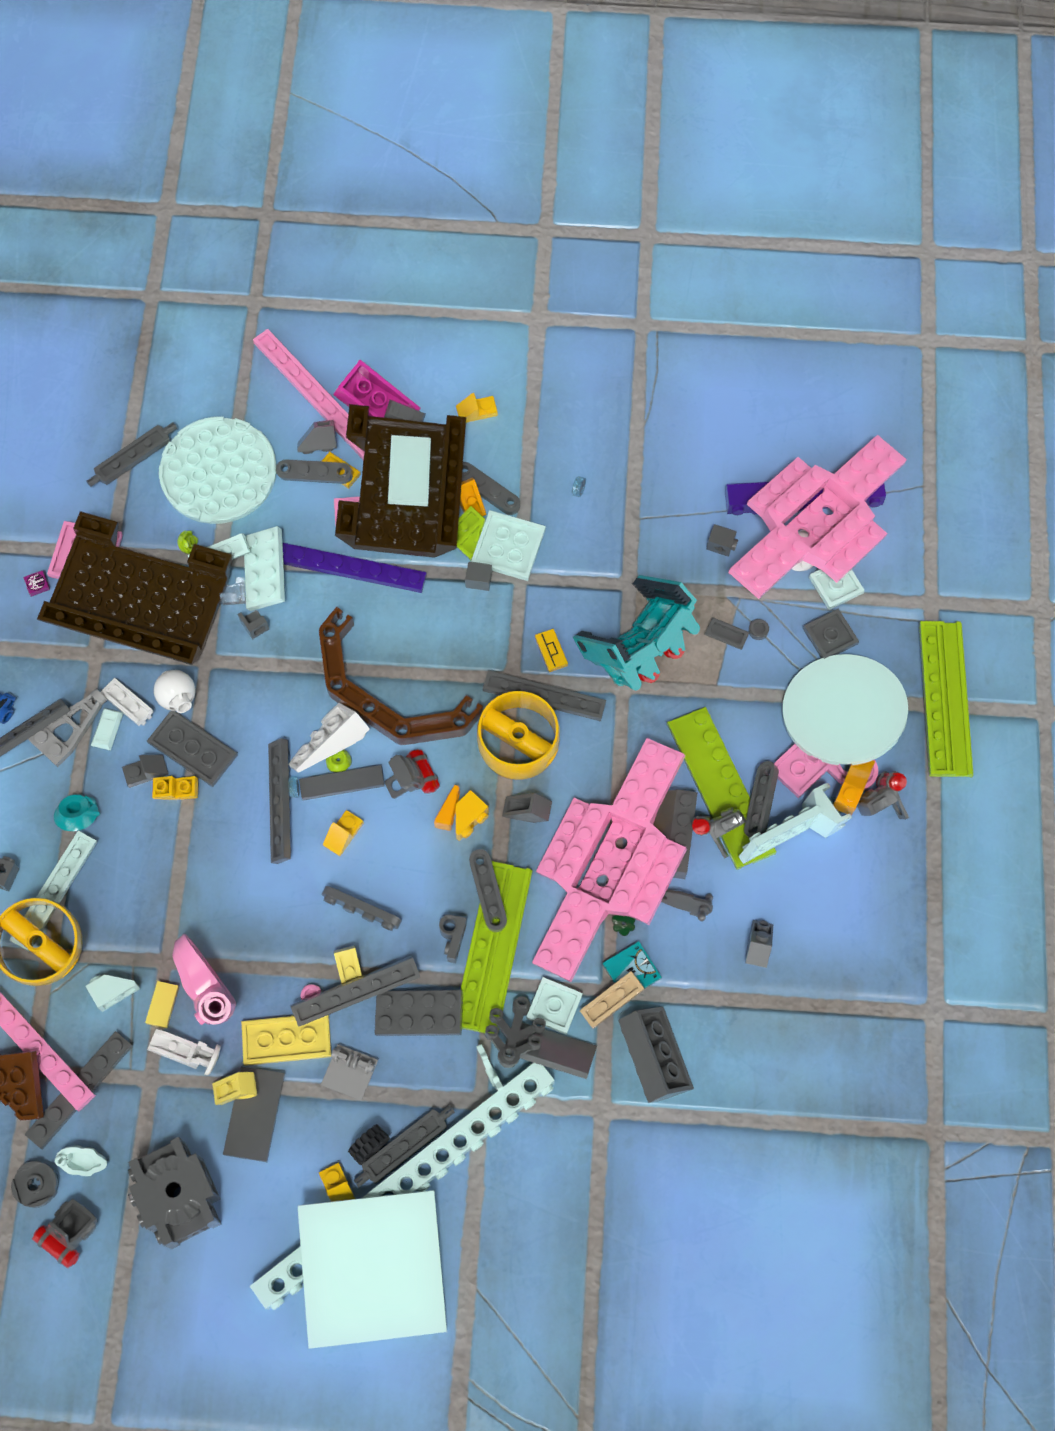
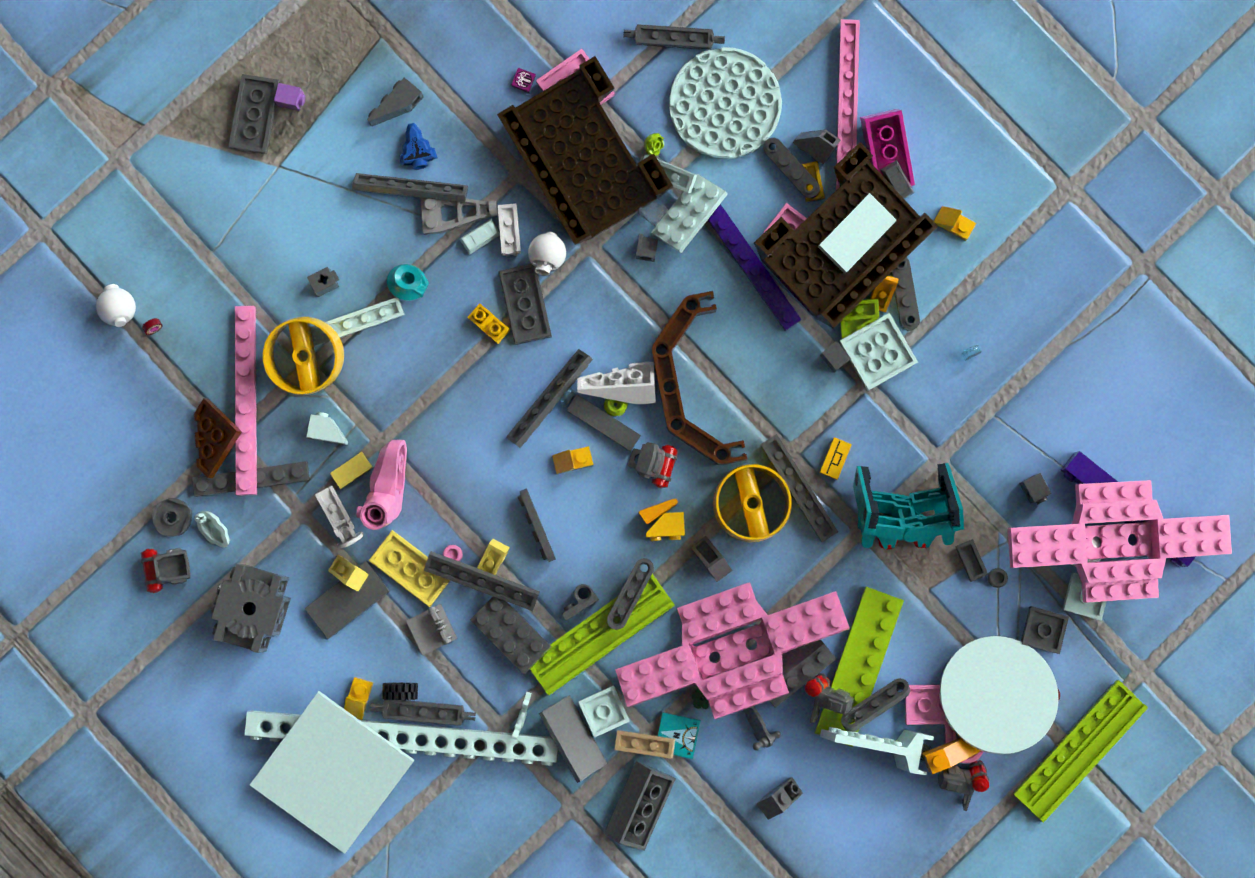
camera: 45 degrees right, 15 degrees up
(145, 770) = (479, 291): dark grey slope -> none
(514, 1033) = (557, 707): dark grey plant -> none

